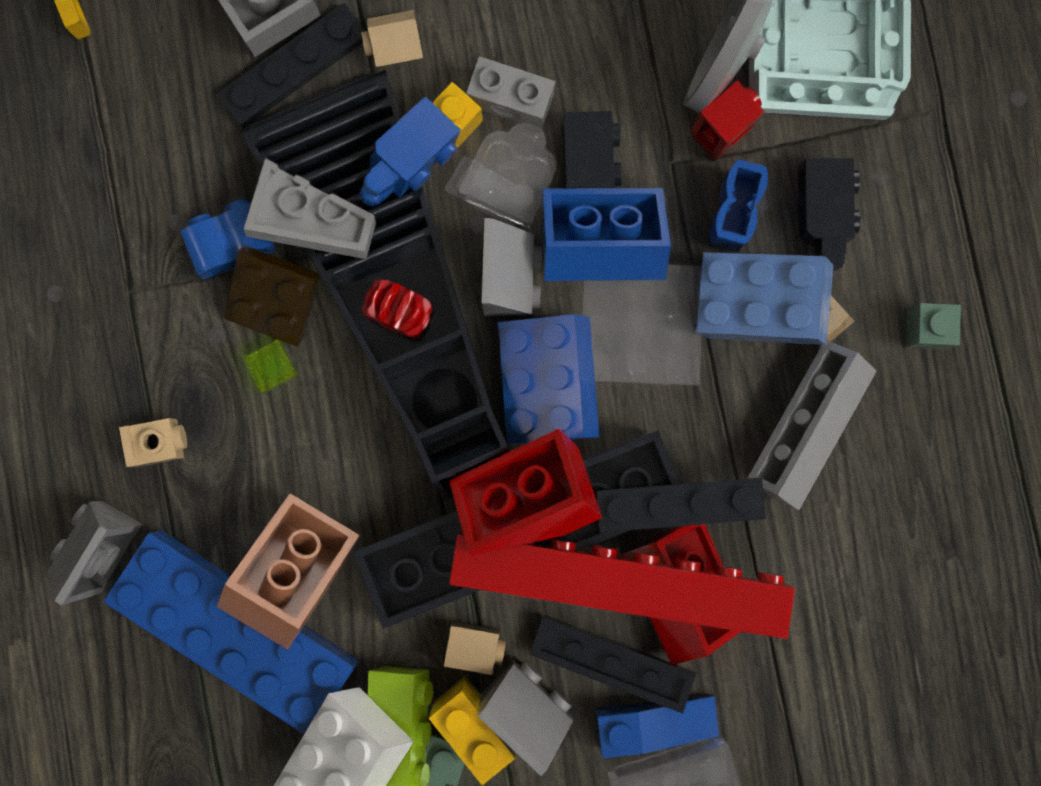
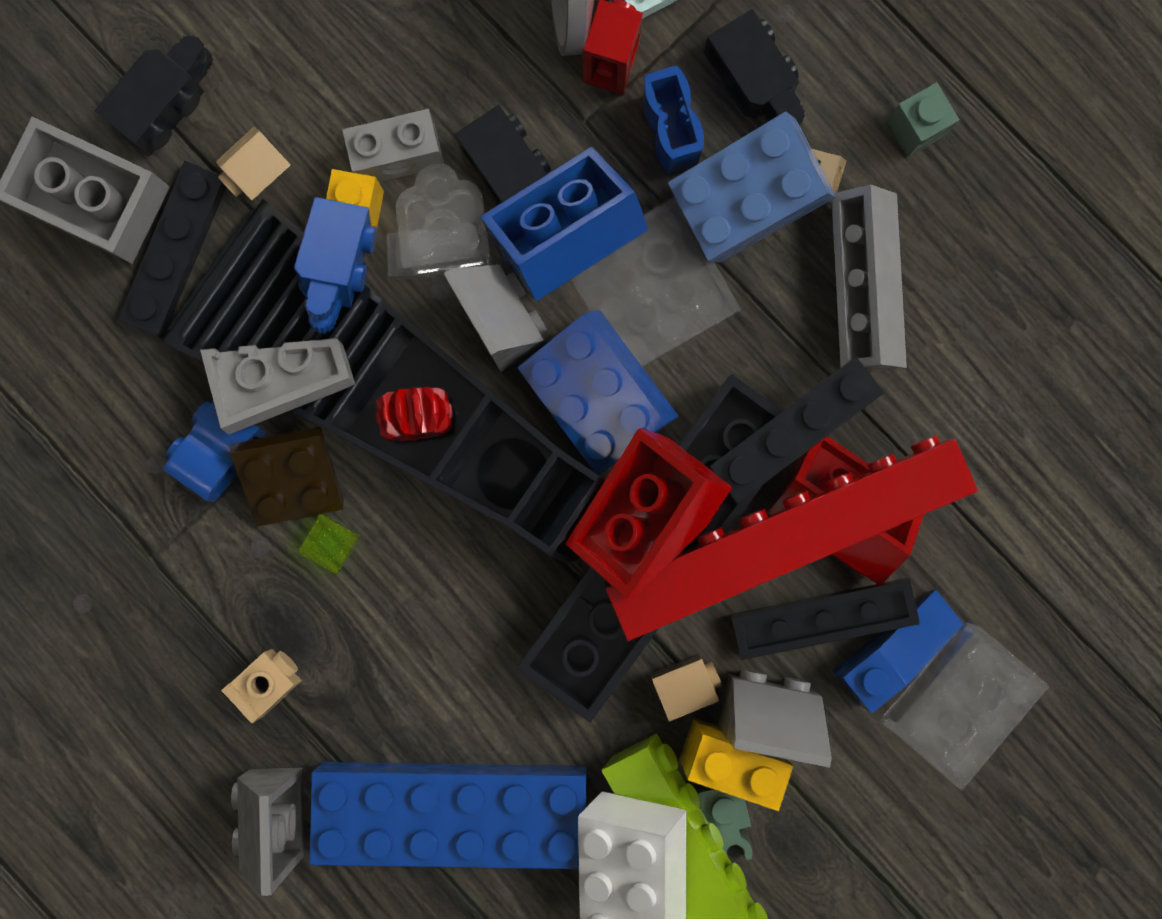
camera: 25 degrees left, 0 degrees up
(287, 571) = (466, 726): nougat brick -> none

